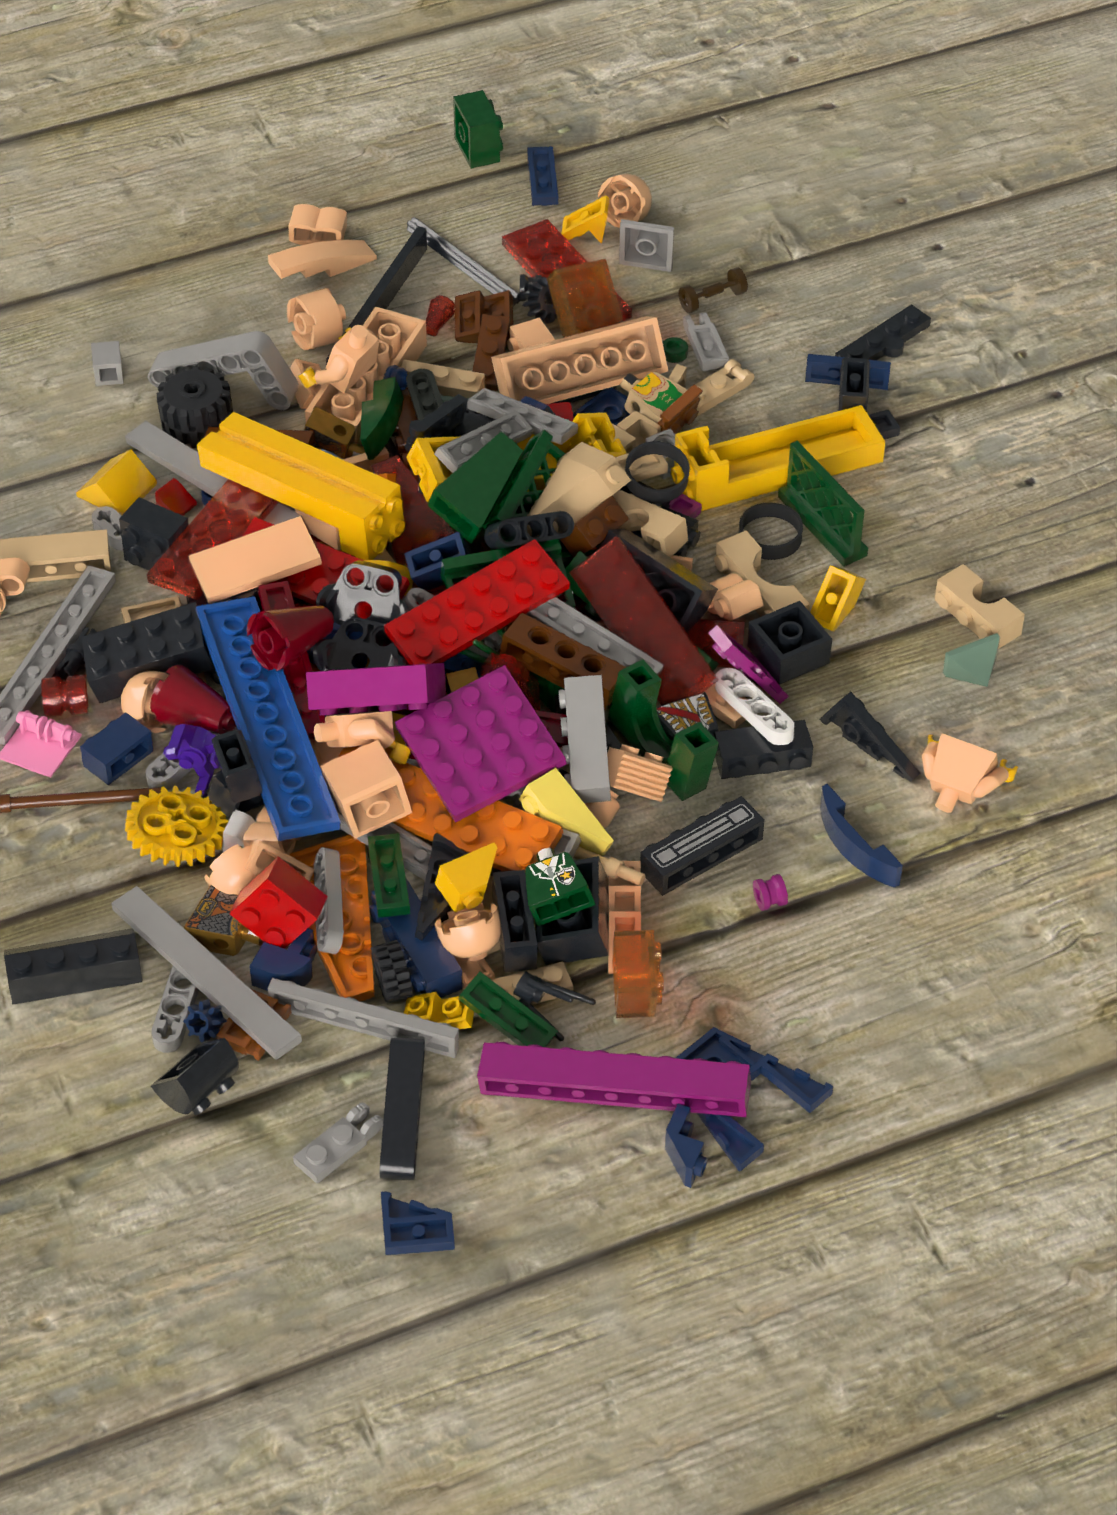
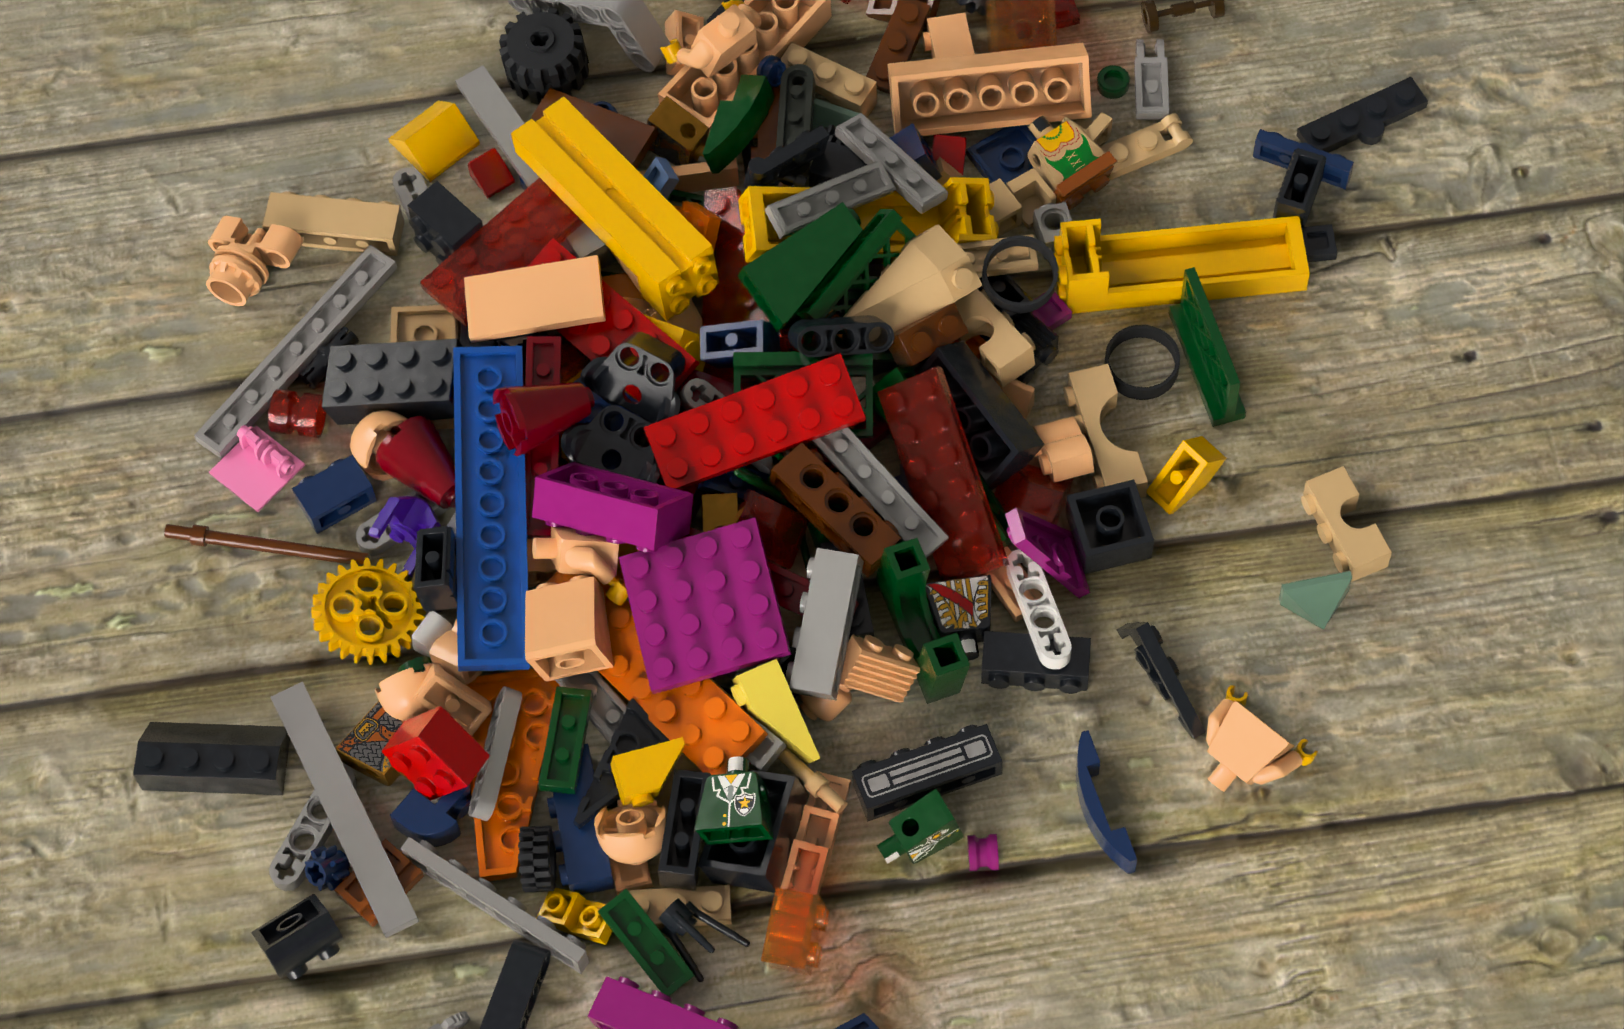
camera: 20 degrees right, 15 degrees up
(715, 882) = (928, 822): none -> dark green torso

